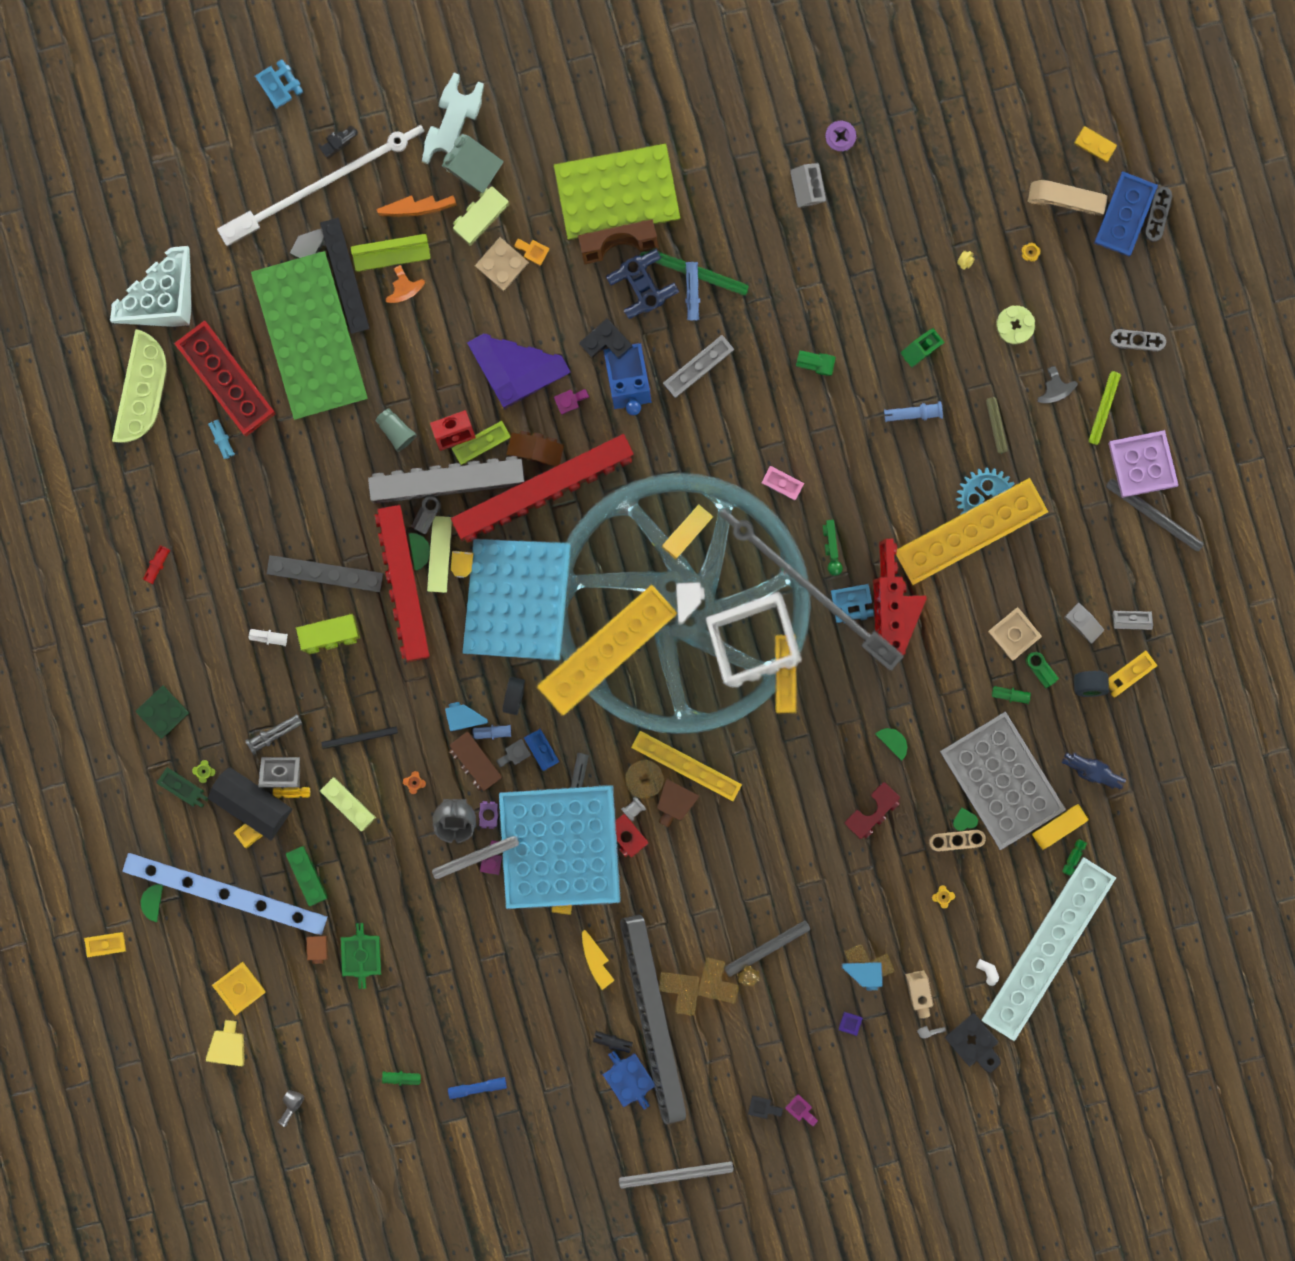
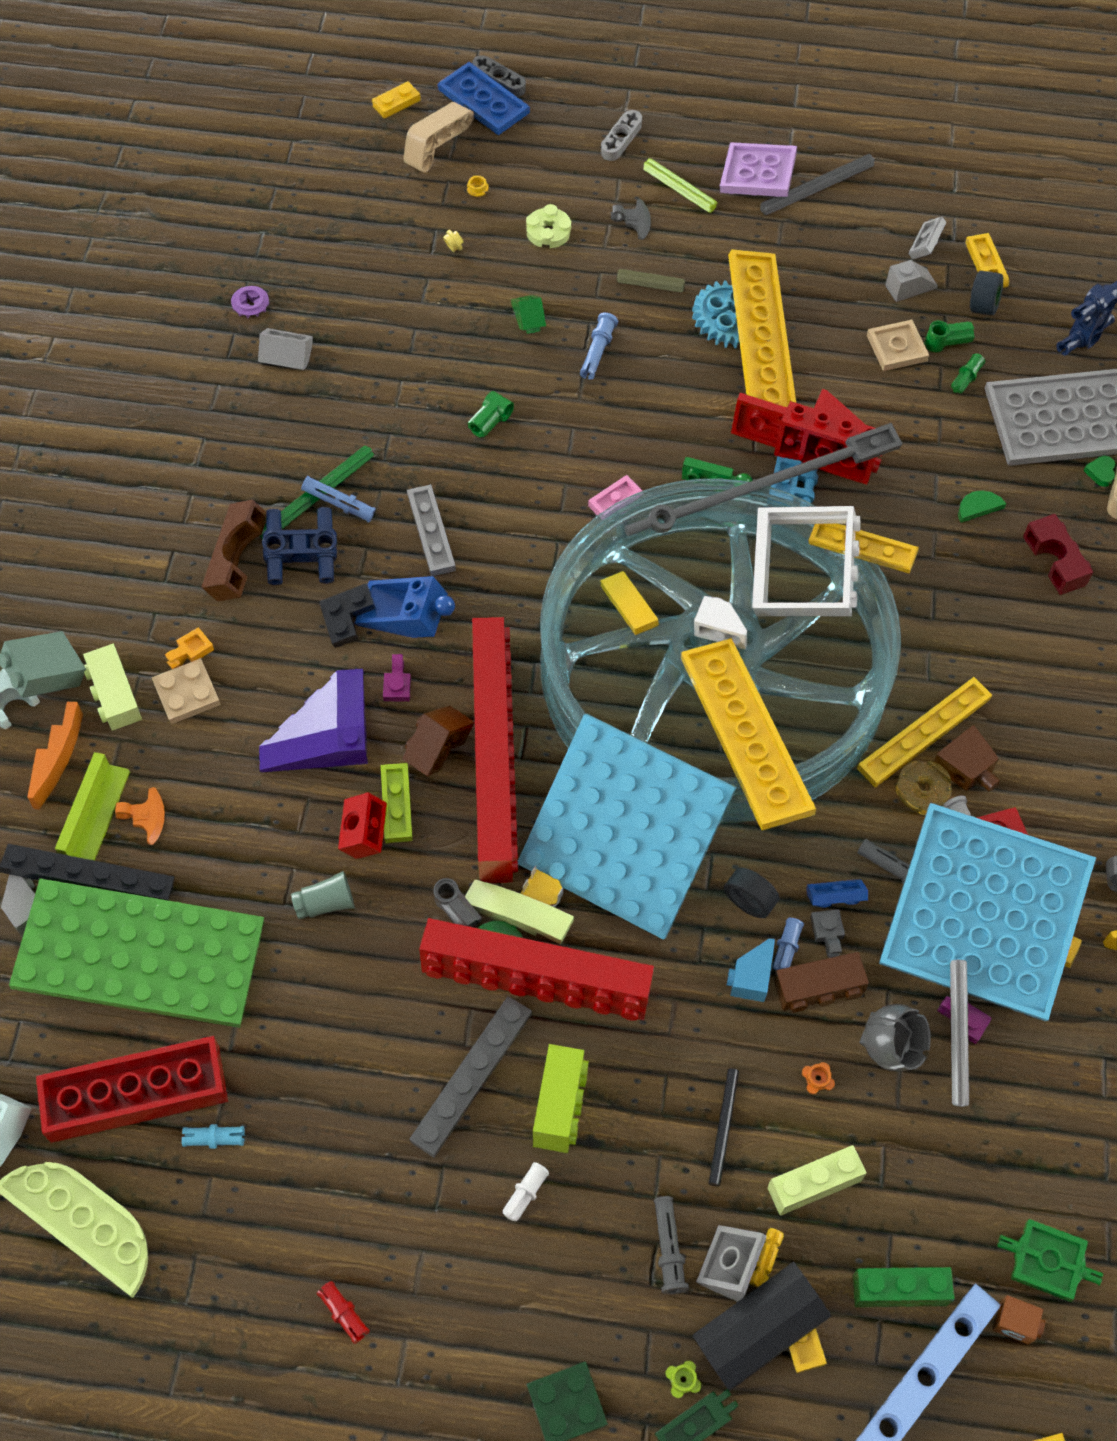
camera: 65 degrees left, 25 degrees down
(446, 481) = (423, 860): light grey brick -> none
(492, 806) = (891, 988): medium lavender piece -> none
(616, 190) = (172, 536): lime plate -> none

